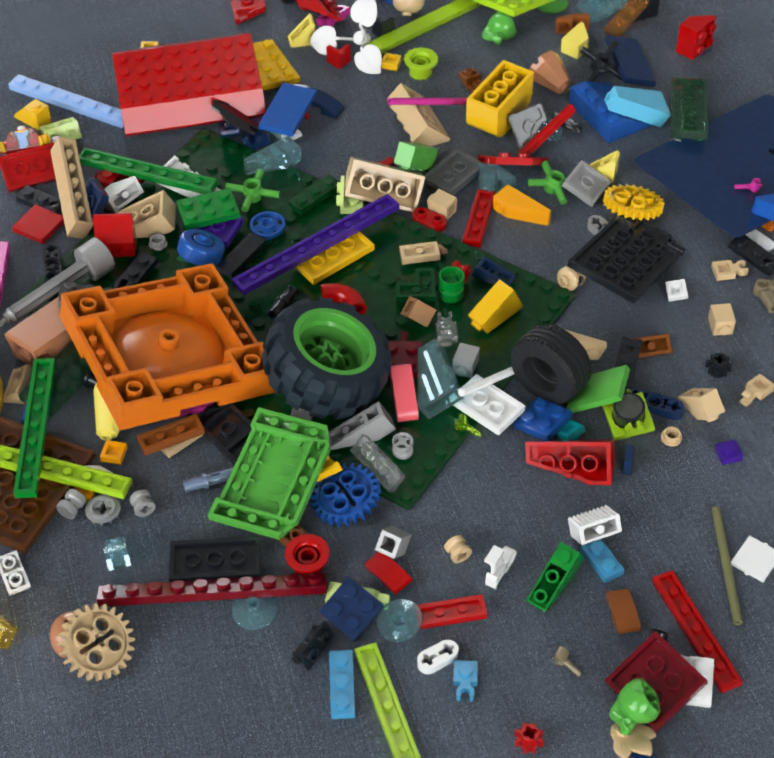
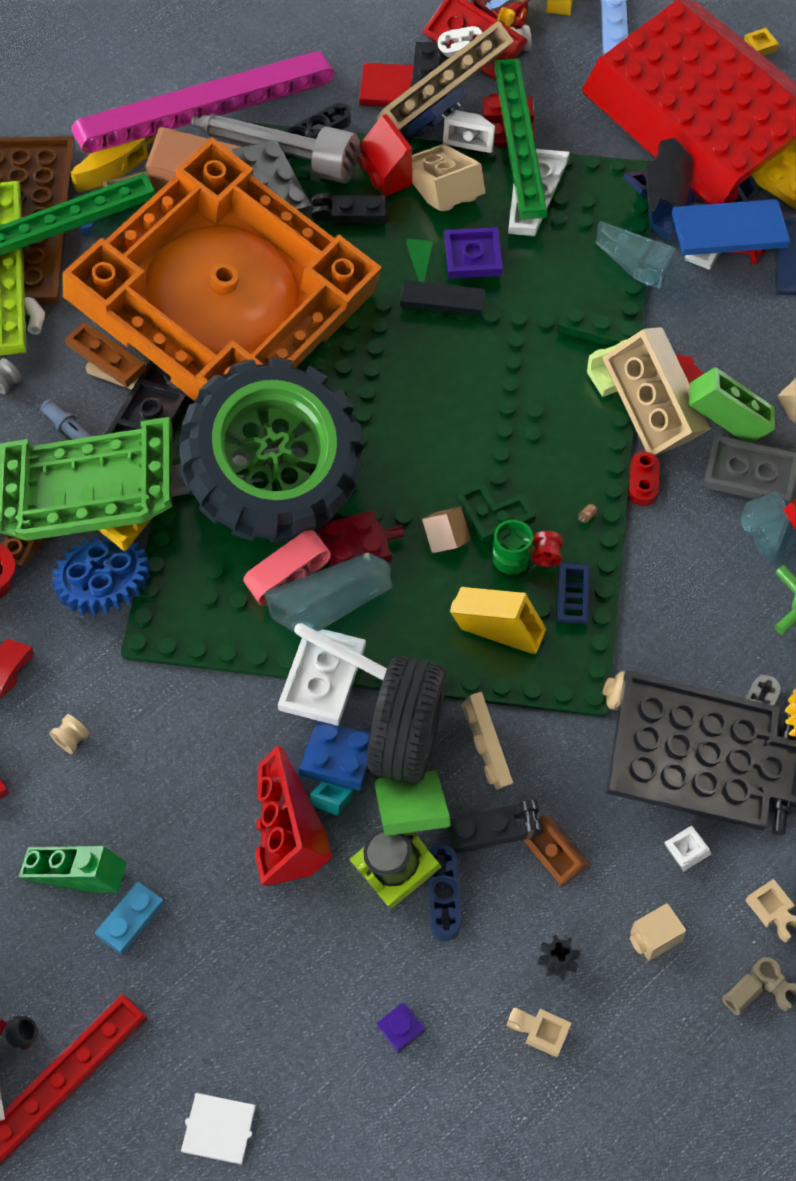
camera: 65 degrees right, 10 degrees up
(43, 174) = (460, 37): none -> white beam
(65, 128) = (551, 29): yellowish green bracket -> none
(113, 452) = (66, 317): light orange plate -> none
(157, 242) = (412, 205): light grey plate -> none
(200, 247) = (418, 248): blue wheel -> none
(208, 209) = (490, 226): green plate -> none
(252, 190) = (559, 258): bright green bar -> none
(267, 227) = (512, 303): blue wheel -> none
(283, 301) = (383, 375): black pin -> none
(315, 244) = (496, 364): dark purple plate -> none
(335, 258) = (498, 391): yellow plate -> none
(345, 293) = (428, 435): red cylinder -> none
(373, 422) = (209, 547): light grey slope -> none
(376, 460) = (160, 587): clear plate -> none
(393, 542) = (44, 654): light grey brick -> none
(404, 440) = (201, 596): light grey wheel -> none
(419, 252) = (558, 488): tan plate -> none
(442, 203) = (675, 480): tan brick -> none
(446, 329) = (432, 576): clear plate -> none
(461, 425) = (277, 657): clear neon green hand -> none
(465, 360) = (384, 618): light grey brick -> none
(478, 218) = (685, 537): red tile -> none
(500, 562) = (47, 789): white piece -> none
(519, 206) = (731, 573): light orange slope -> none
(594, 525) = (173, 884): white brick -> none
(623, 611) = (49, 972): dark orange slope -> none
(628, 459) = (314, 890): dark blue tile -> none
(674, 433) = (384, 928): tan plate -> none
(703, 403) = (468, 957): tan slope -> none
(727, 567) = (186, 1089): olive piece -> none

